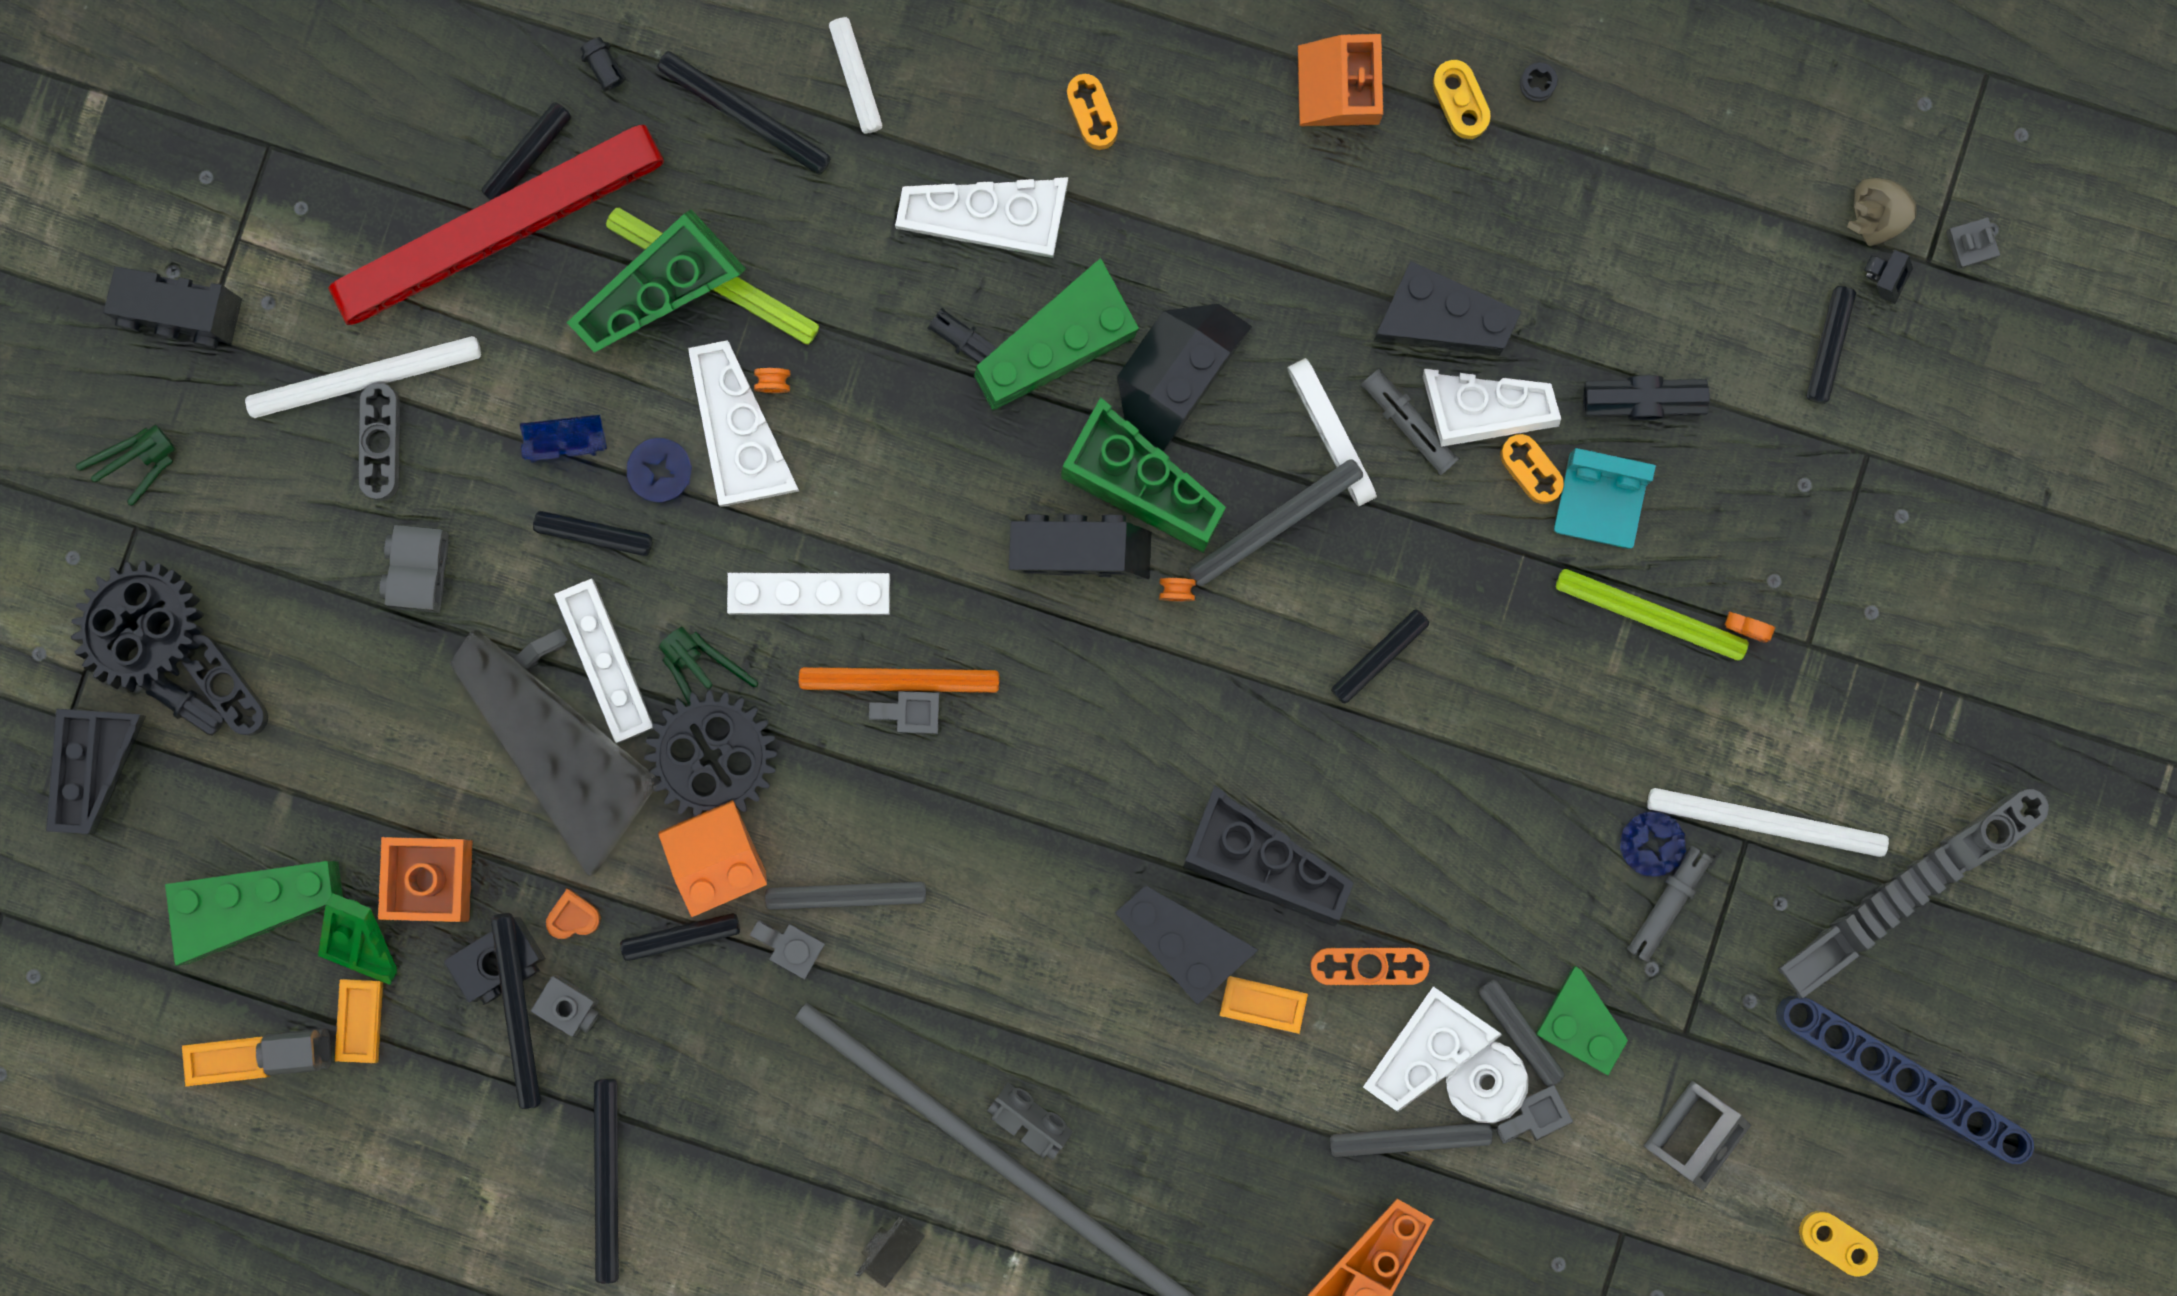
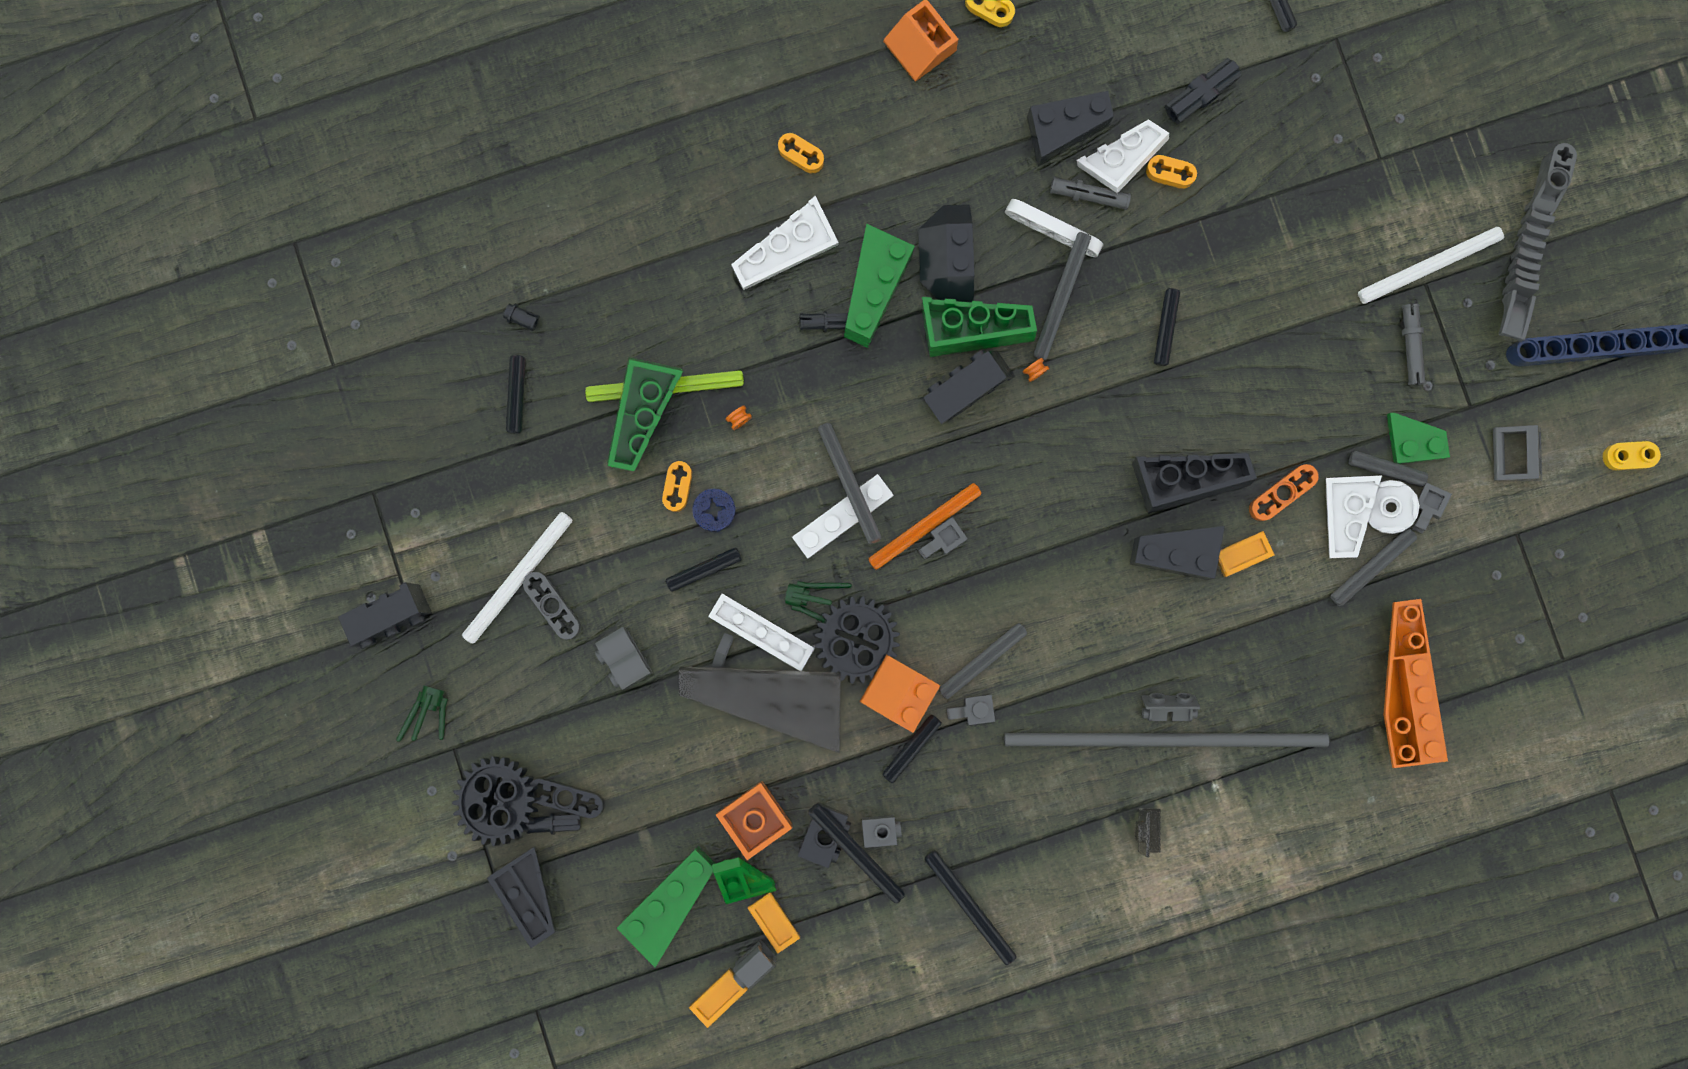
camera: 45 degrees left, 0 degrees up
(496, 224) = (528, 444): red beam -> none
(562, 436) = (649, 529): clear blue hinge -> none
(572, 916) = (845, 781): orange tile -> none
(629, 402) = (670, 485): none -> light orange beam
(737, 436) = (745, 462): white wing -> none
(743, 112) = (616, 288): black axle -> none
(844, 559) = (849, 483): none -> dark grey axle
(855, 75) = (661, 225): white axle -> none
(1602, 498) = (1220, 158): teal bracket -> none
(1637, 833) = (1368, 320): clear blue gear -> none
(1652, 614) = (1290, 201): lime axle -> none
(1749, 627) = (1347, 170): orange tile -> none

